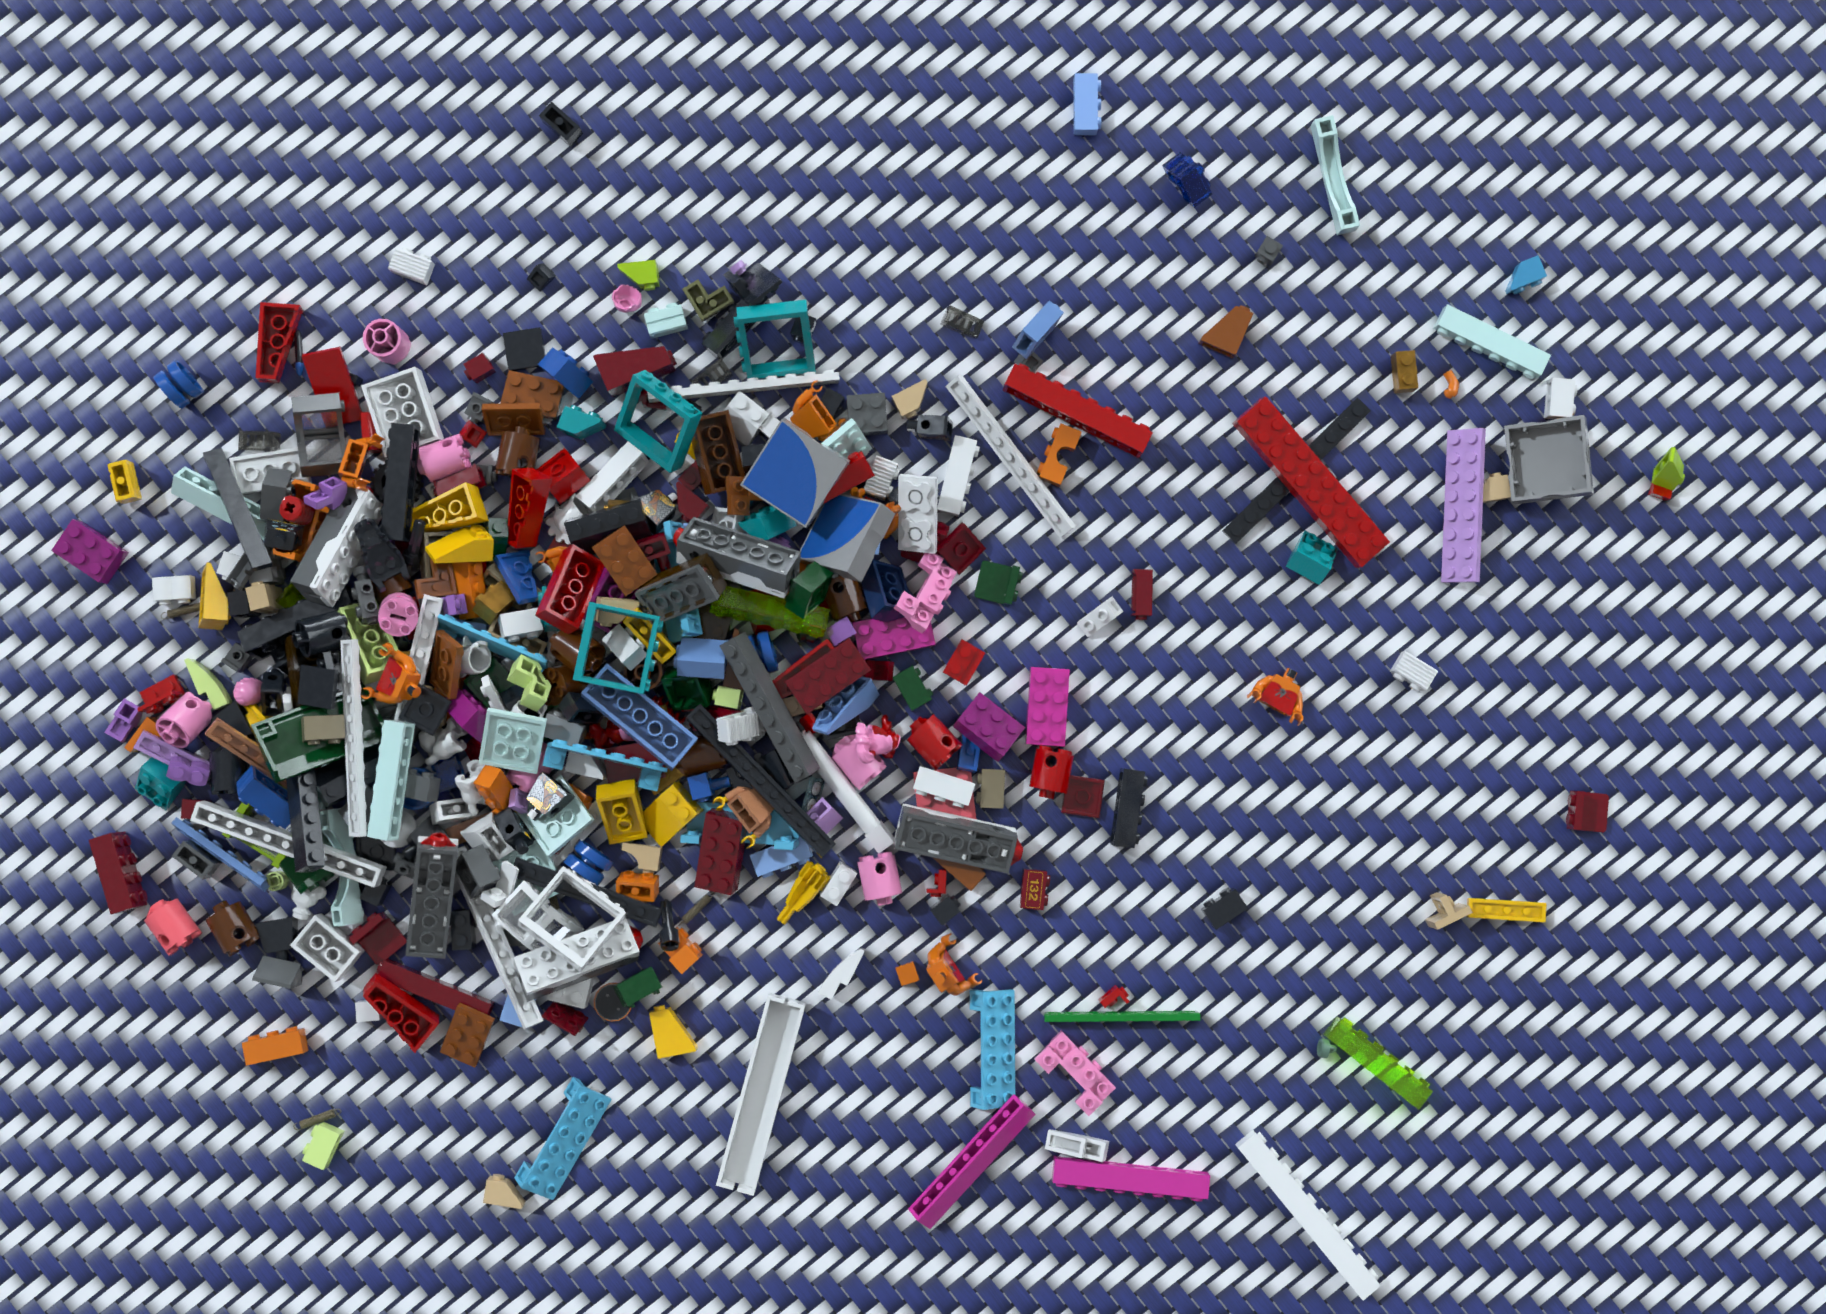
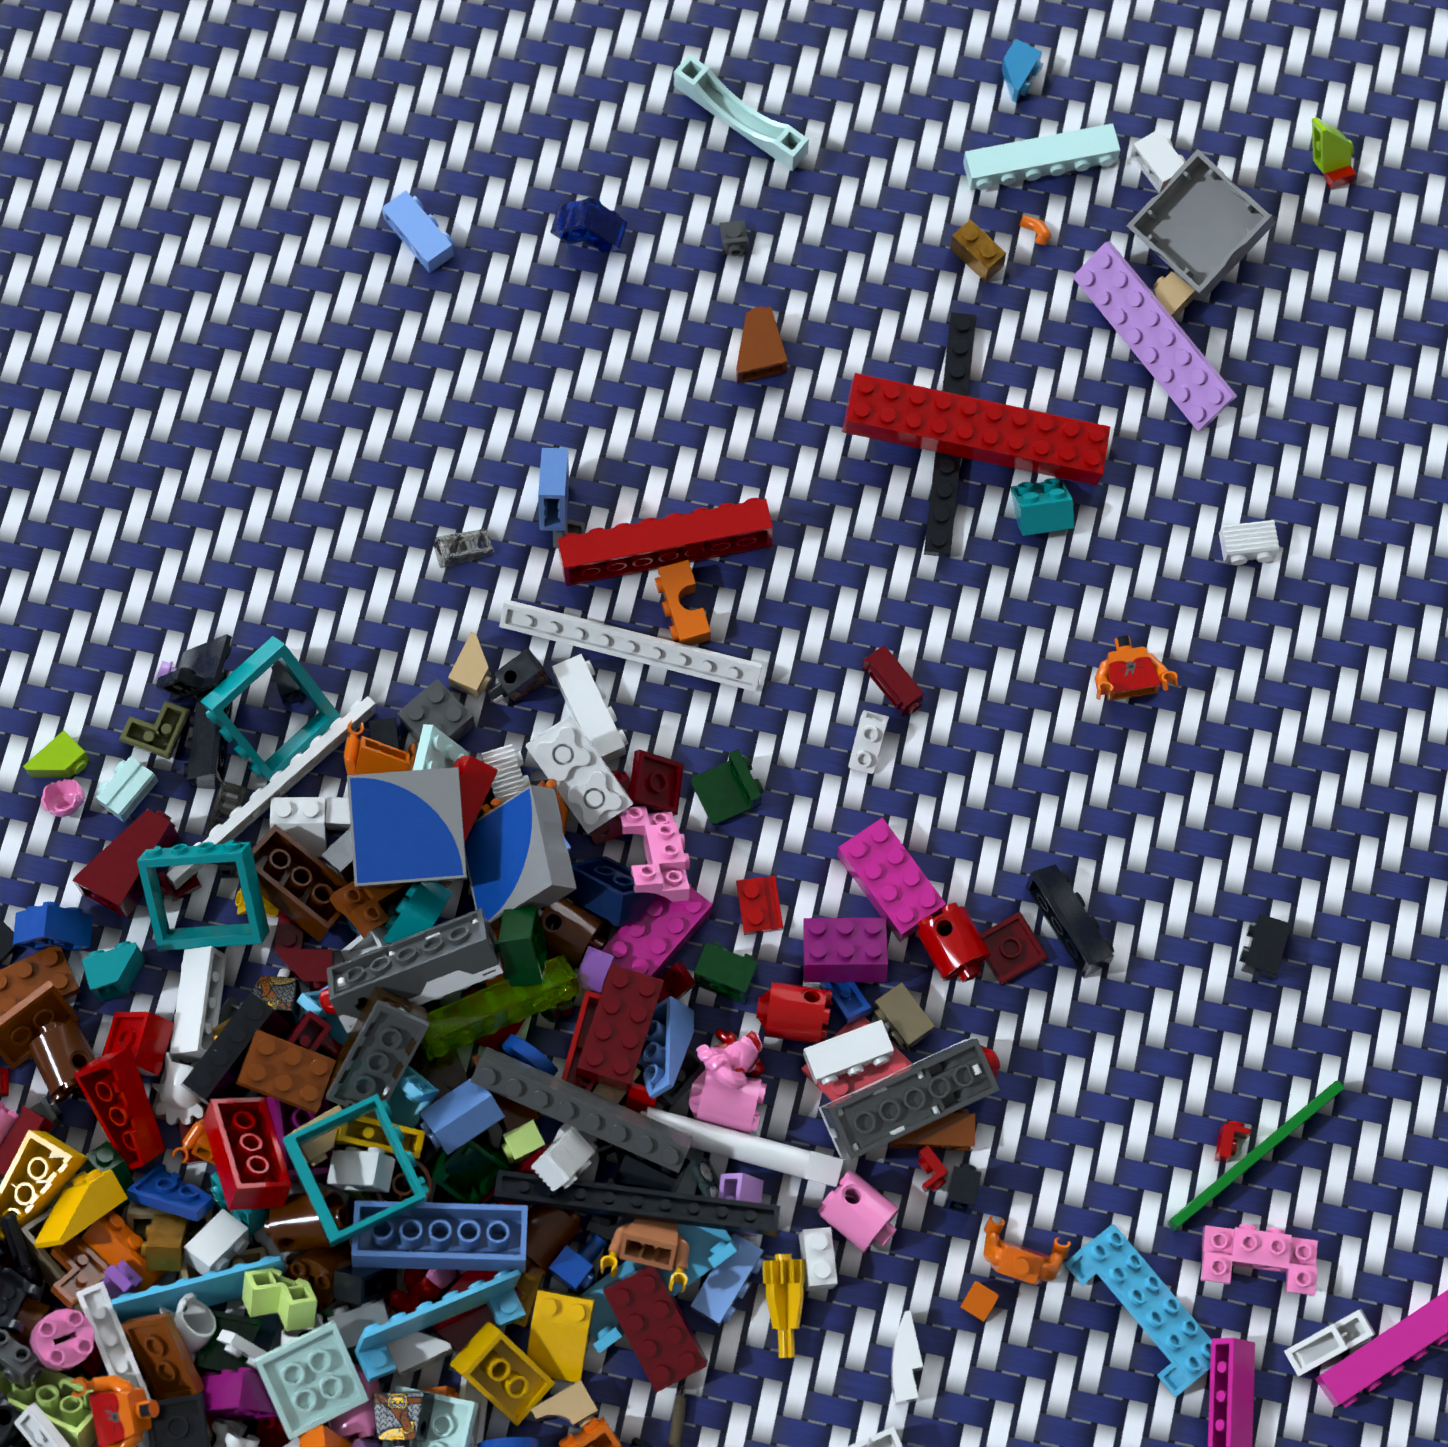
camera: 40 degrees left, 15 degrees down
(1033, 889) = (1042, 1091): dark red brick -> none

